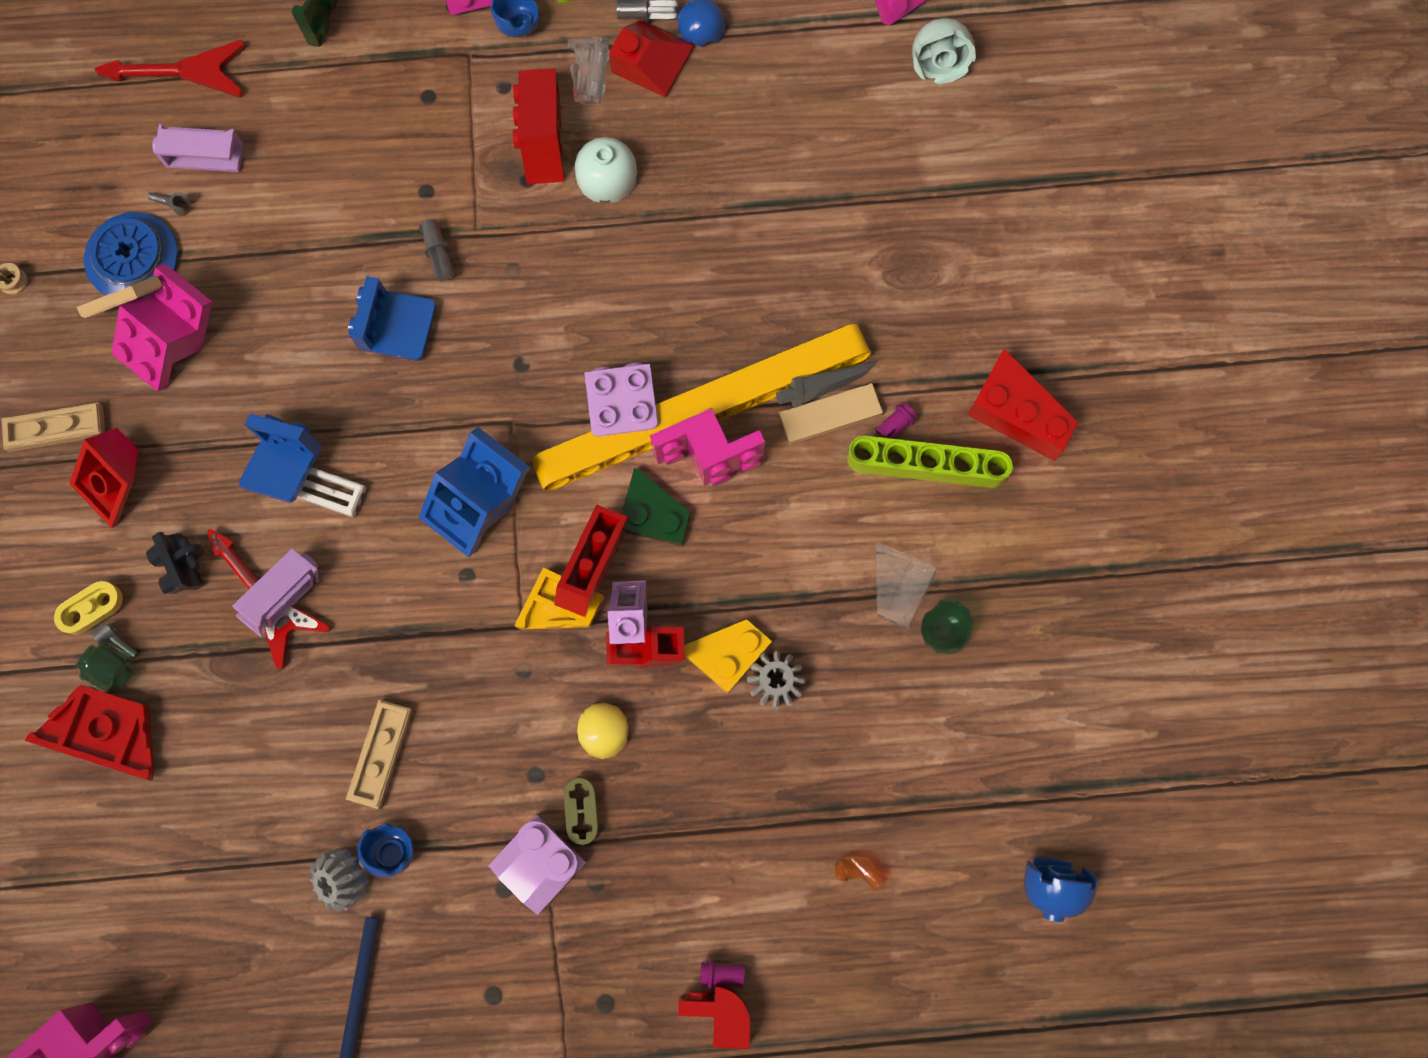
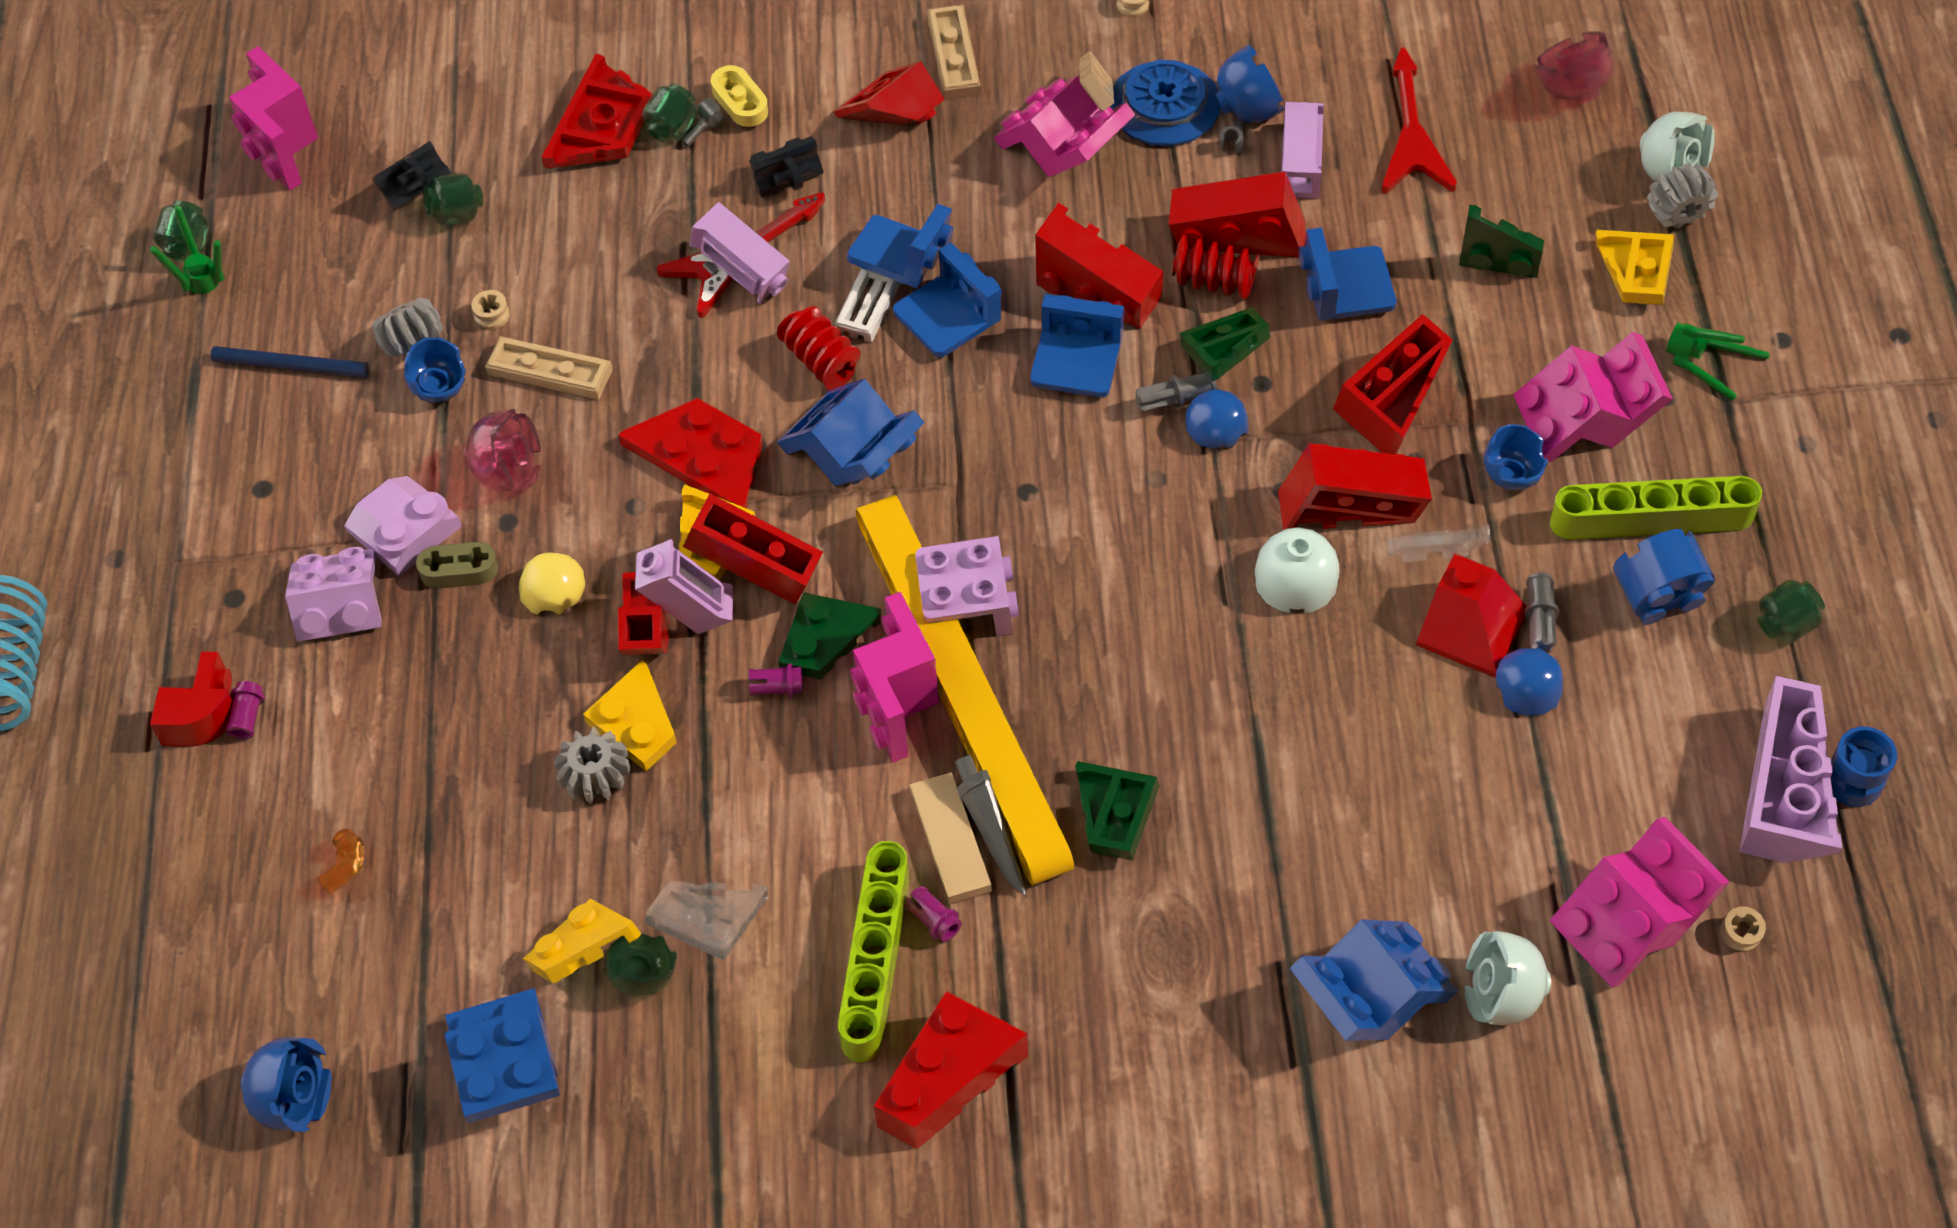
camera: 90 degrees right, 20 degrees down
(132, 183) = (1247, 88): none -> blue cylinder
(160, 897) = (410, 175): none -> black hips
(188, 858) = (452, 199): none -> clear green head
(268, 196) = (1240, 212): none -> red wedge
(316, 216) = (1214, 268): none -> red piece
(318, 305) = (1086, 267): none -> red wedge
(324, 806) = (488, 299): none -> tan bush
(334, 122) = (1345, 280): none -> blue bracket
(340, 420) = (952, 305): none -> blue bracket
(378, 522) = (819, 346): none -> red piece
(392, 211) = (1225, 341): none -> dark green wing
(446, 89) = (1392, 386): none -> red wedge
(464, 222) = (1216, 419): none -> blue hair
(472, 617) = (700, 449): none -> red wing
(477, 782) = (503, 451): none -> clear pink cylinder
(607, 913) = (333, 594): none -> lavender bracket
(697, 545) = (779, 681): none -> magenta pin
(808, 299) = (1115, 807): none -> dark green wing
(929, 675) = (578, 941): none -> yellow wing
(949, 127) = (1374, 979): none -> blue bracket
(1029, 722) = (501, 1056): none -> blue bracket

